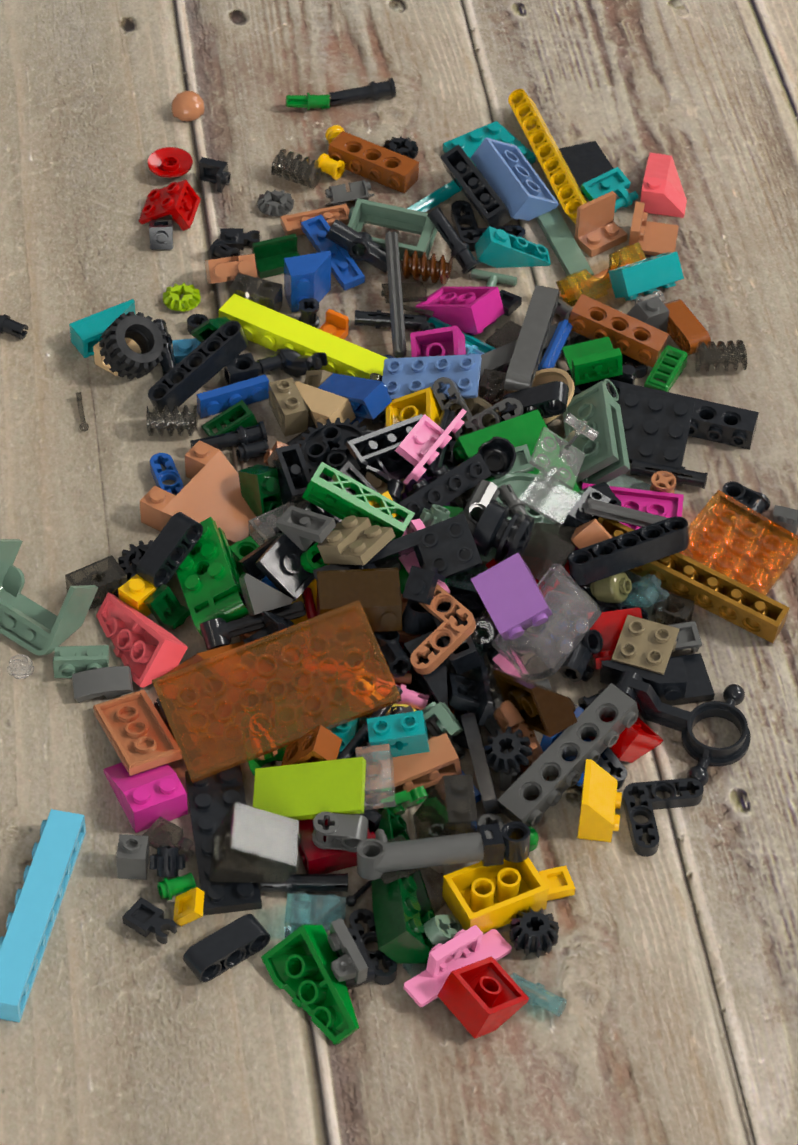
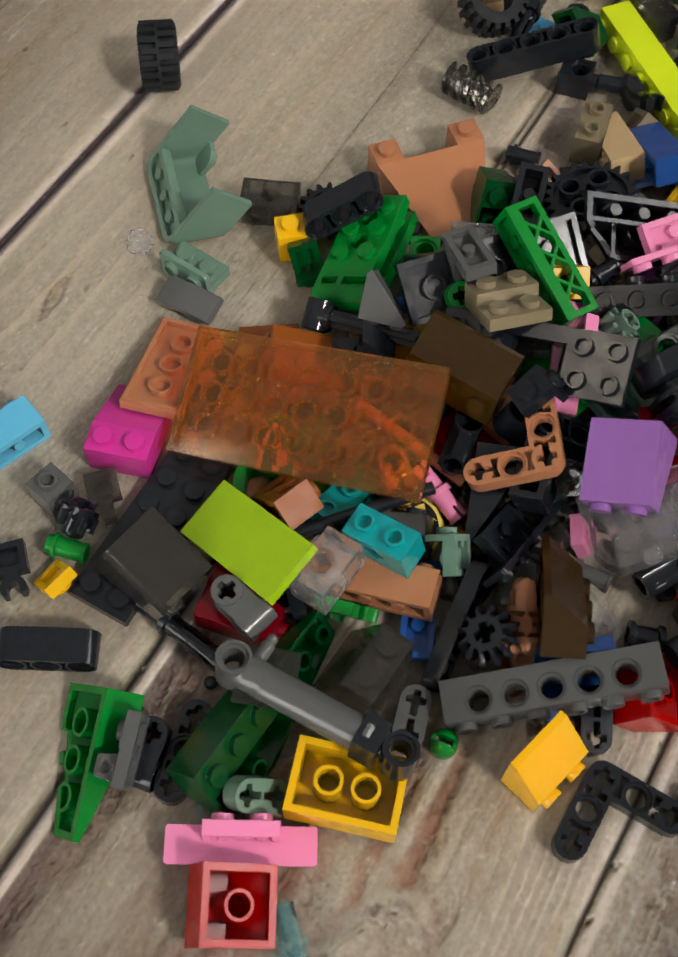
camera: 40 degrees right, 15 degrees up
(83, 426) = (396, 54): clear smoke hinge -> none
(139, 641) = (259, 284): coral wedge -> none
(169, 473) = (420, 135): blue beam -> none
(222, 398) = (547, 95): blue plate -> none
(234, 438) = (524, 137): black pin -> none
(238, 413) = (533, 120): dark green slope -> none
(313, 910) = (150, 672): clear light blue slope -> none
(534, 932) = (357, 879): black gear -> none
(558, 882) = (427, 822): yellow plate -> none

